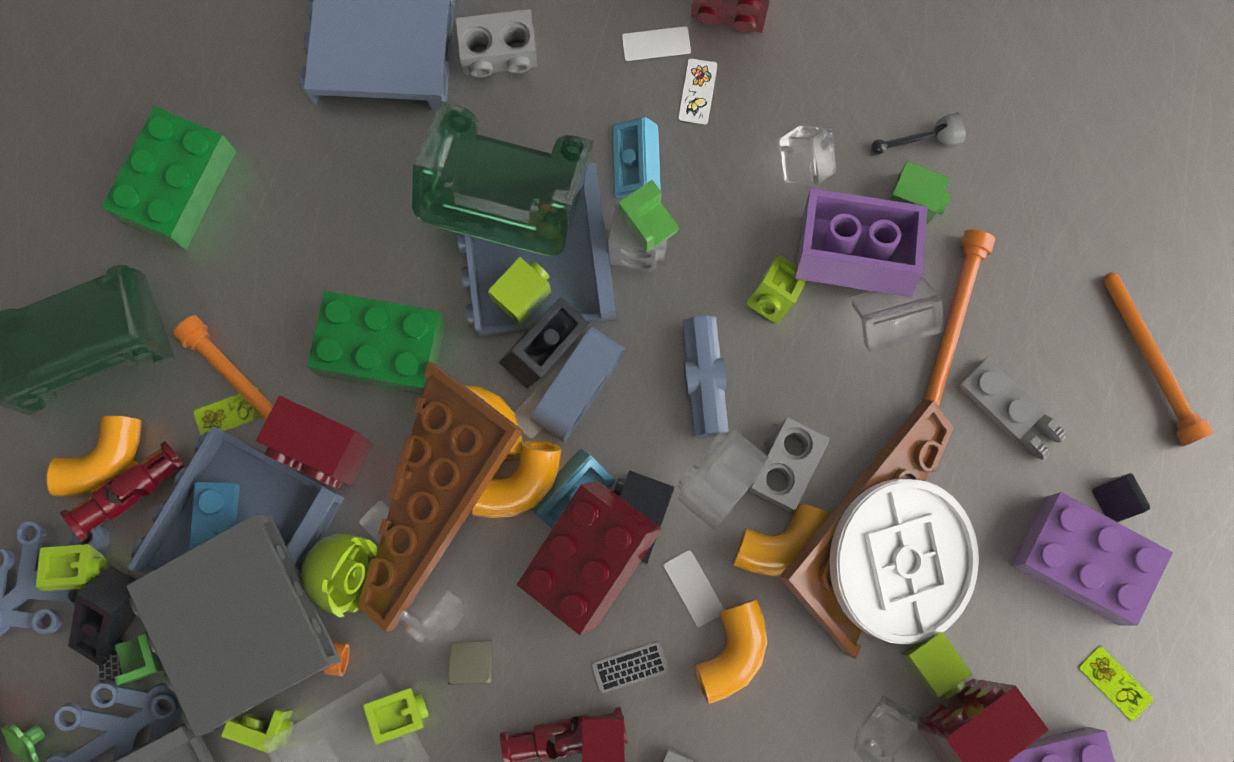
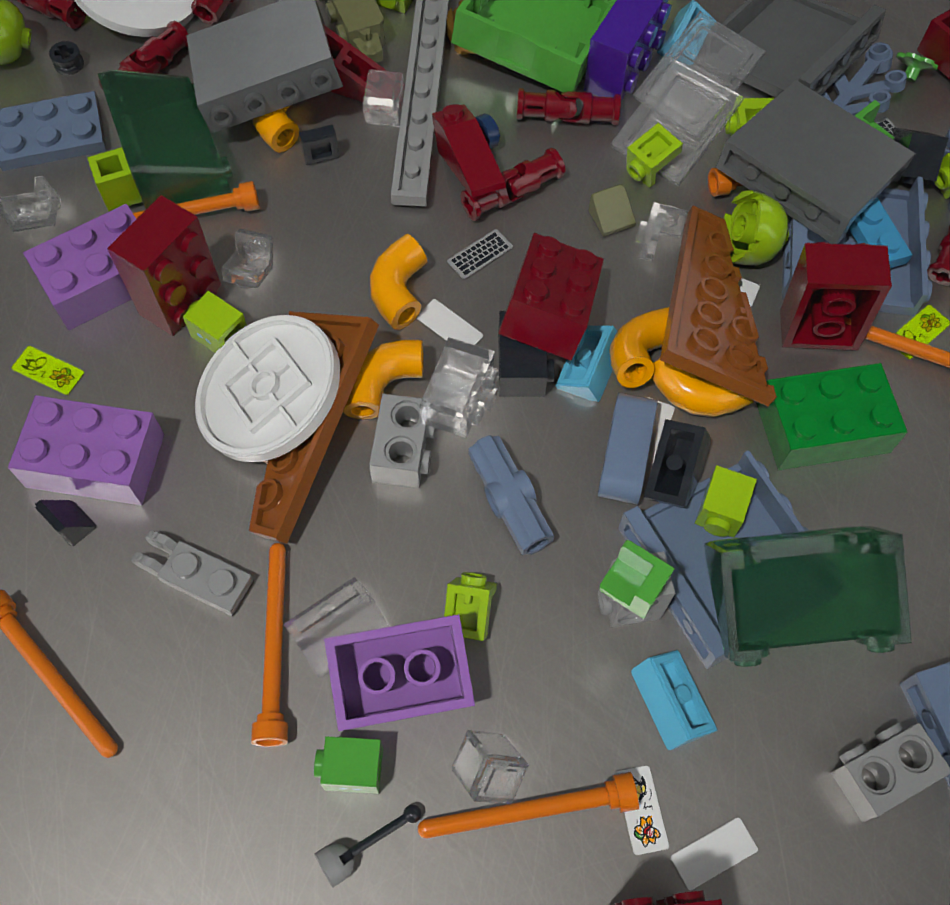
camera: 155 degrees right, 15 degrees down
(716, 102) = (617, 793): none -> orange piece

